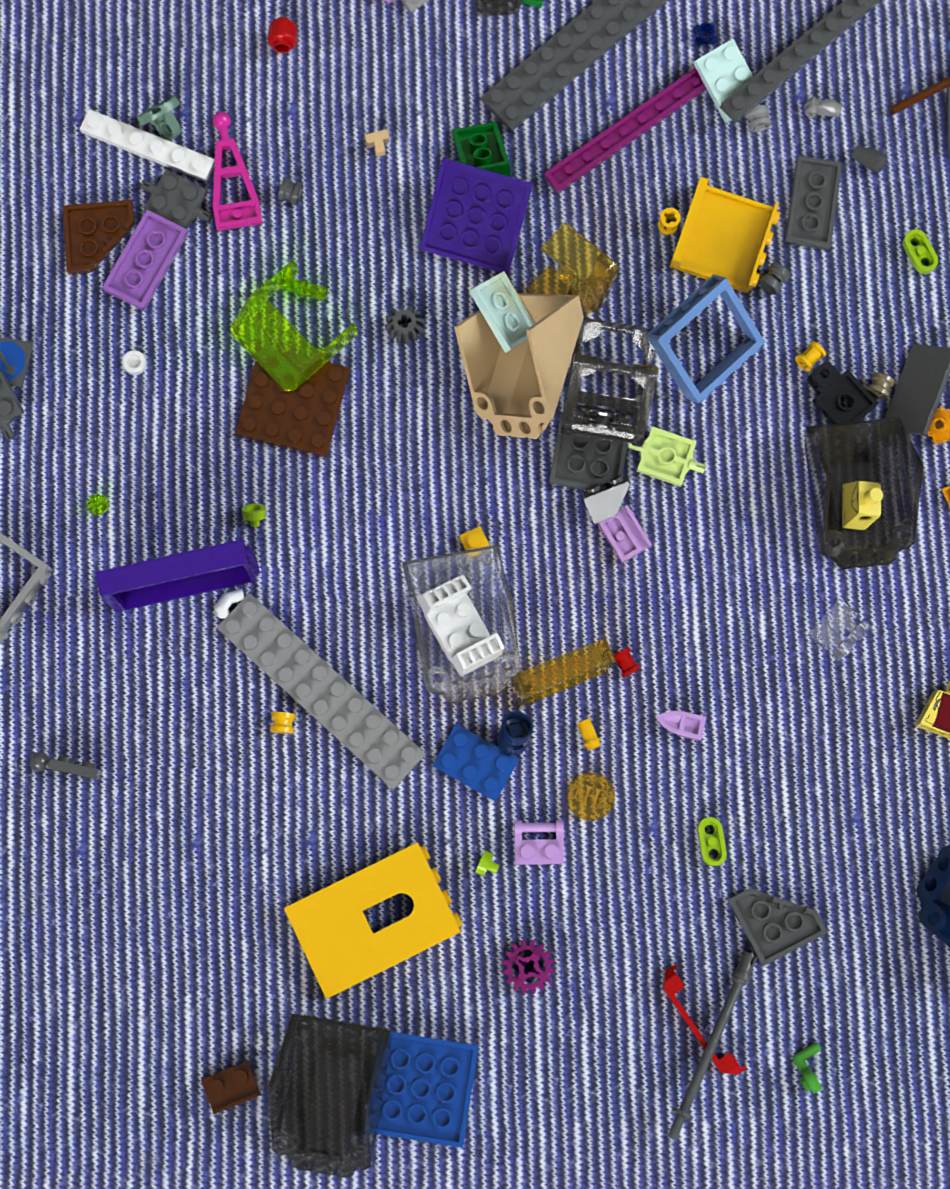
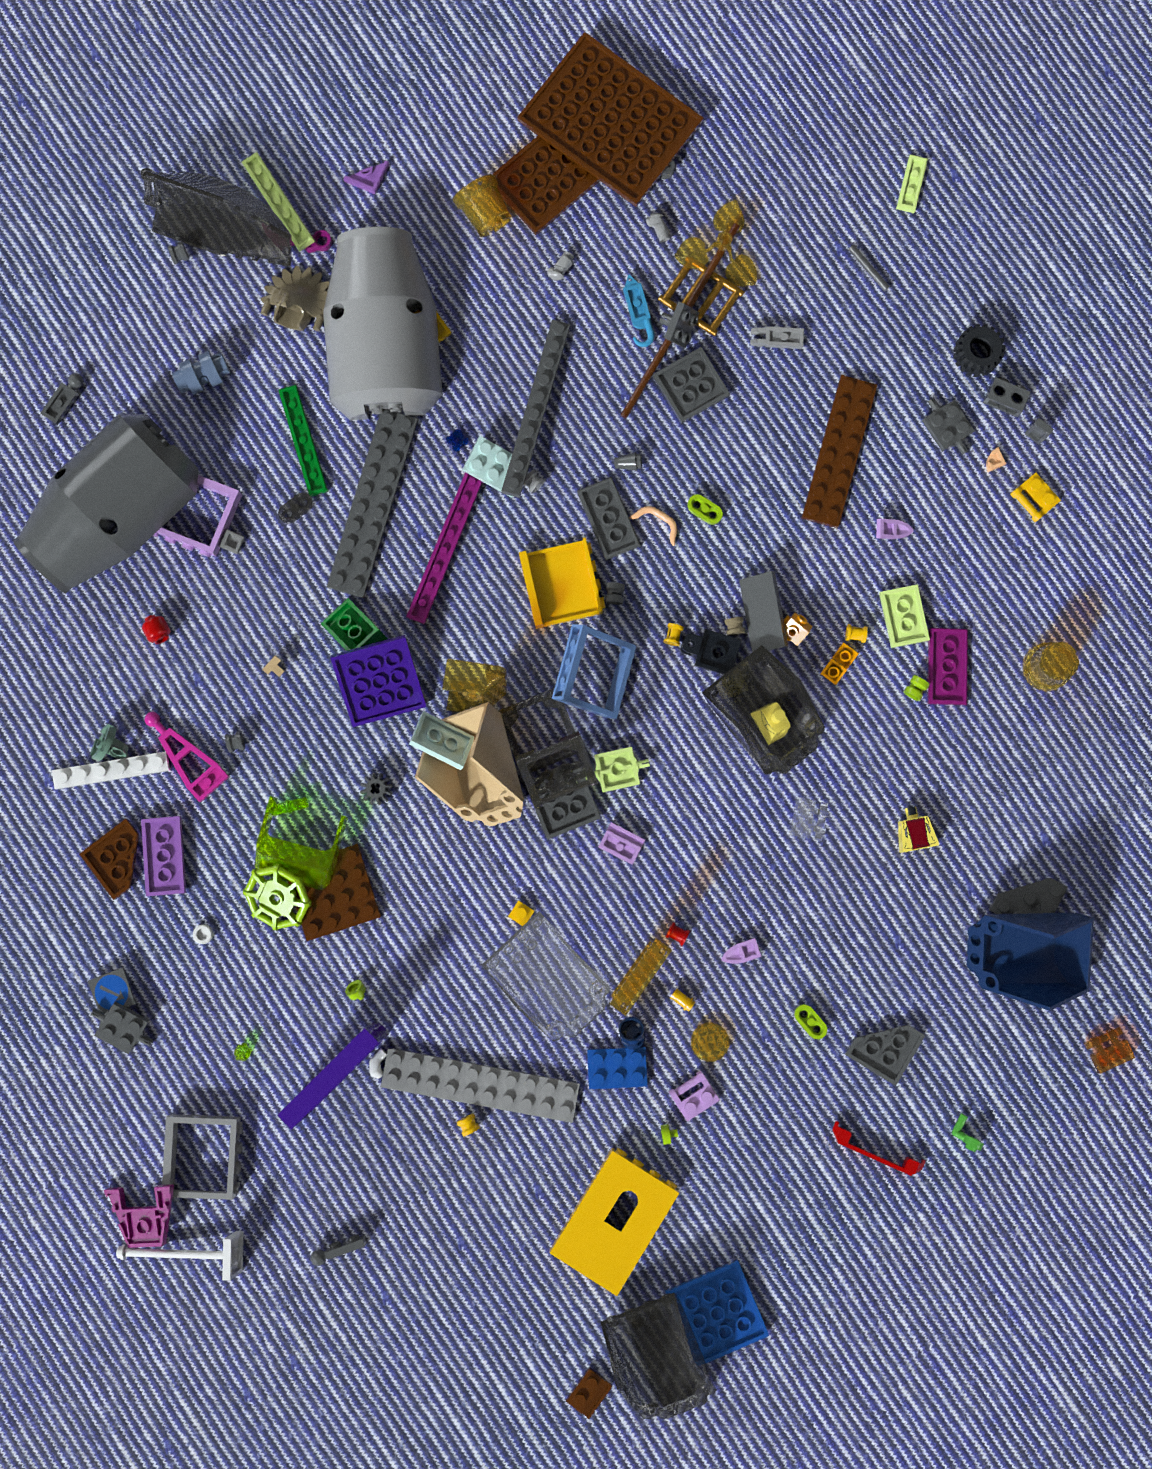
camera: 25 degrees left, 5 degrees up
(176, 199) = (157, 798): dark grey plate -> none
(245, 372) = (283, 890): none -> lime plate
(459, 626) = (548, 983): white plate -> none
(534, 956) = (747, 1186): magenta gear -> none
(605, 499) = (593, 829): slope -> none
(671, 227) = (511, 592): yellow bush -> none
(740, 979) = (885, 1103): dark grey bar -> none
(822, 107) = (576, 442): light grey arm -> none
(869, 229) = (660, 514): none -> light nougat animal

